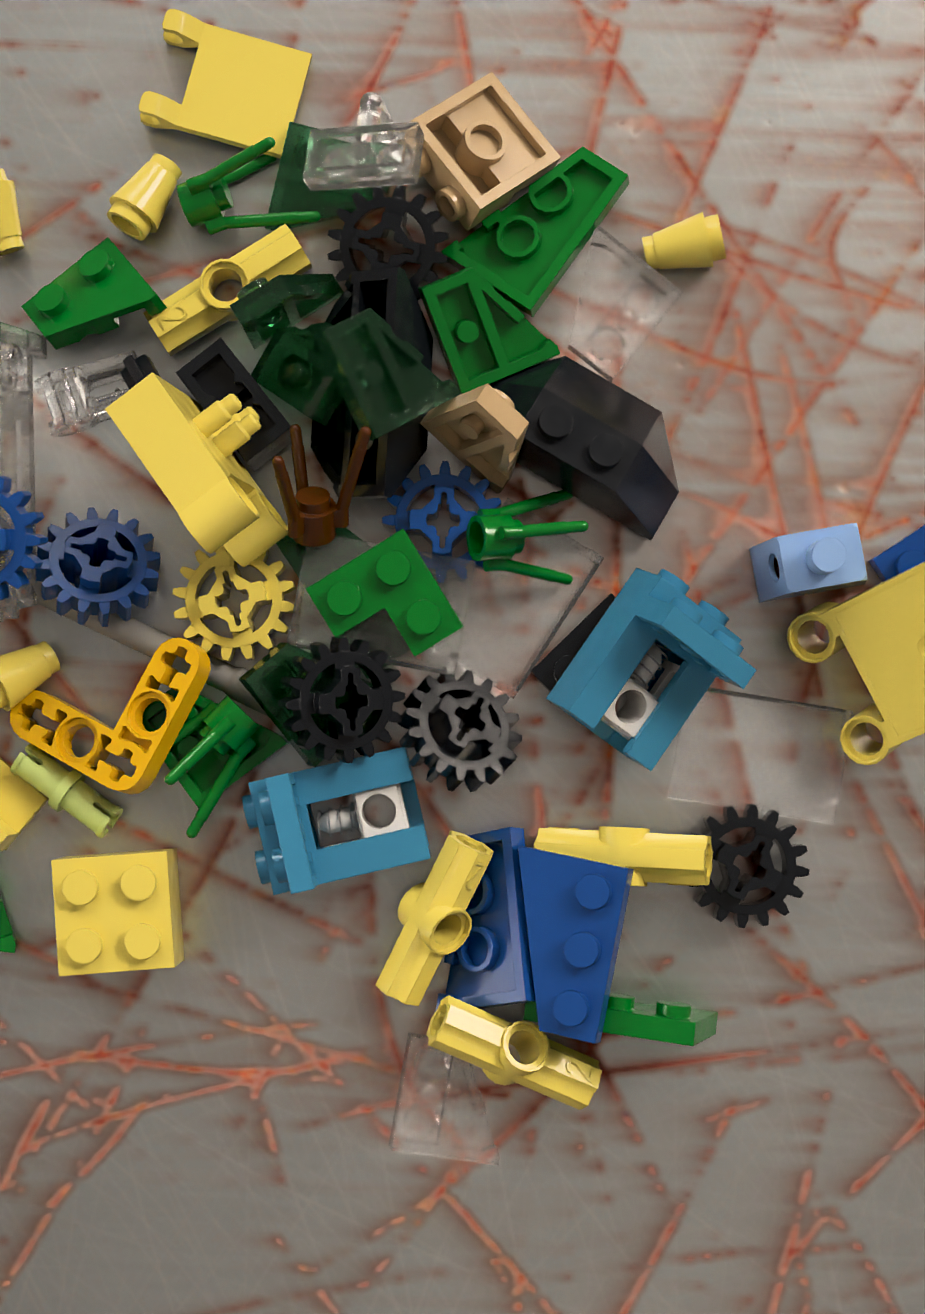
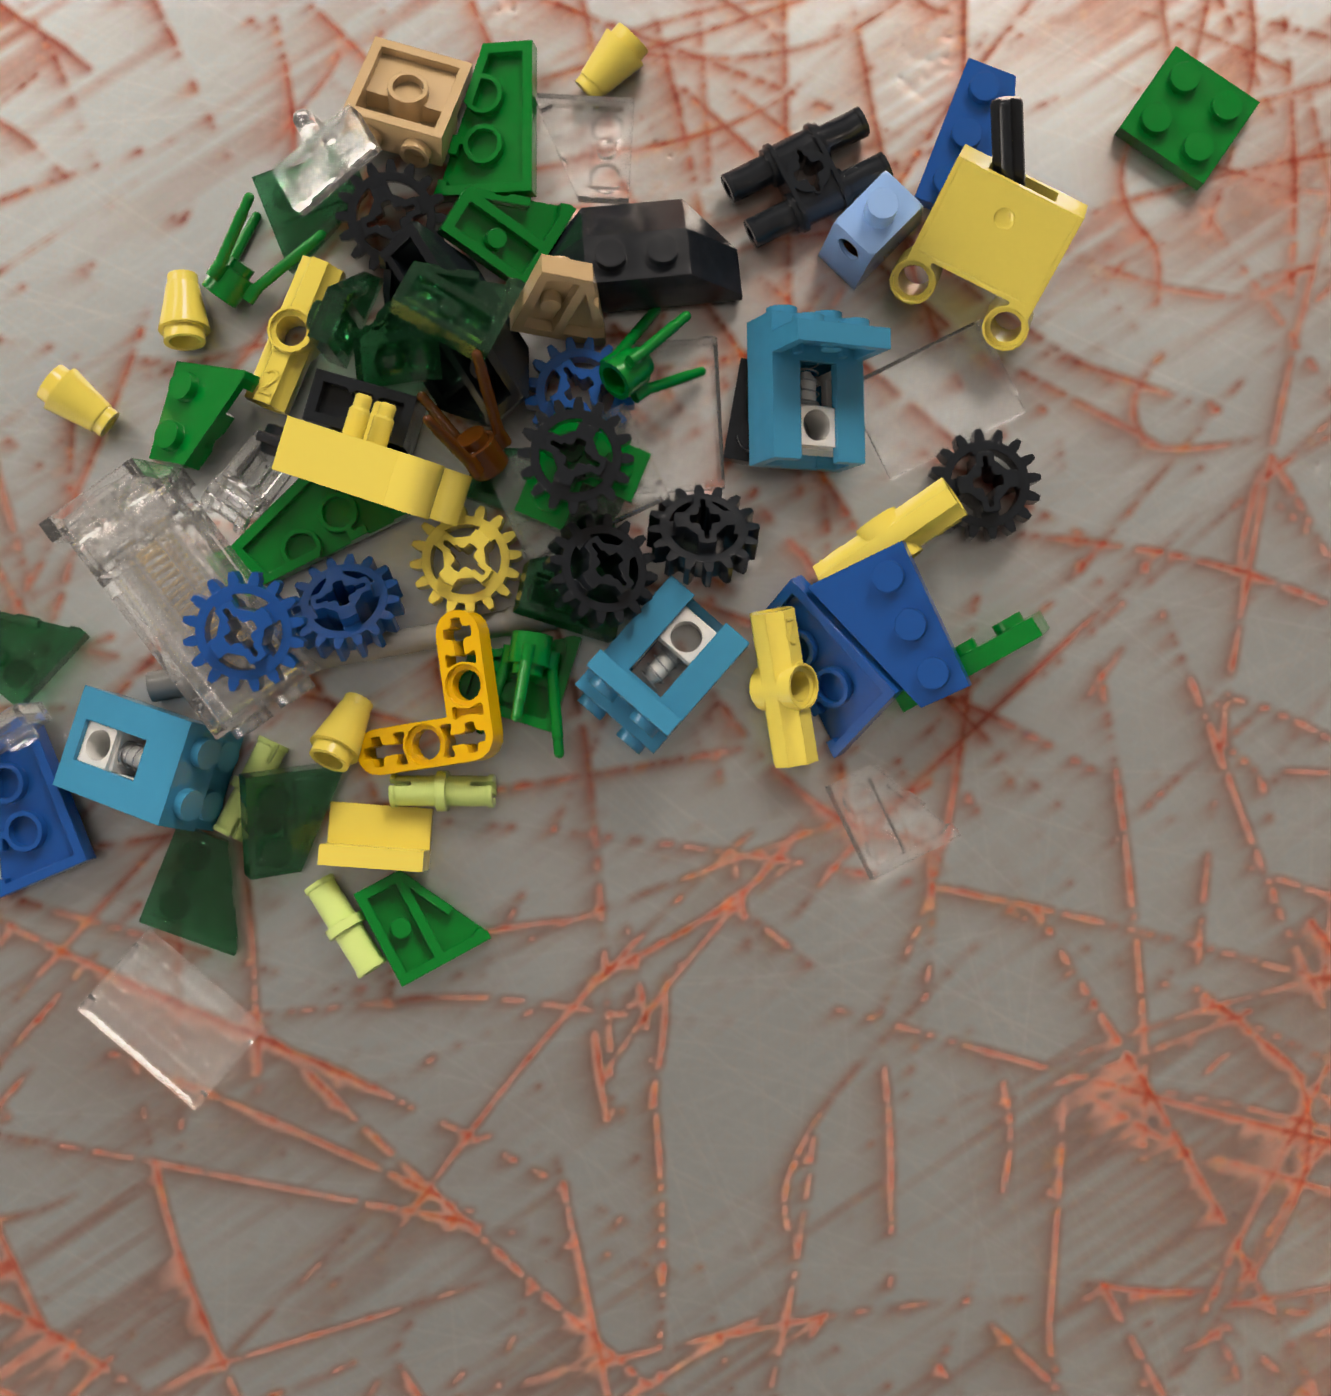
camera: 35 degrees left, 0 degrees up
(97, 469) = (307, 527): none -> green wing
(117, 912) = (545, 850): light yellow brick -> none
(236, 88) = (192, 182): light yellow flag -> none
(366, 597) = (586, 434): none -> black gear
(485, 1041) = (913, 742): light yellow piece -> none
(809, 454) = (801, 202): none -> black pin

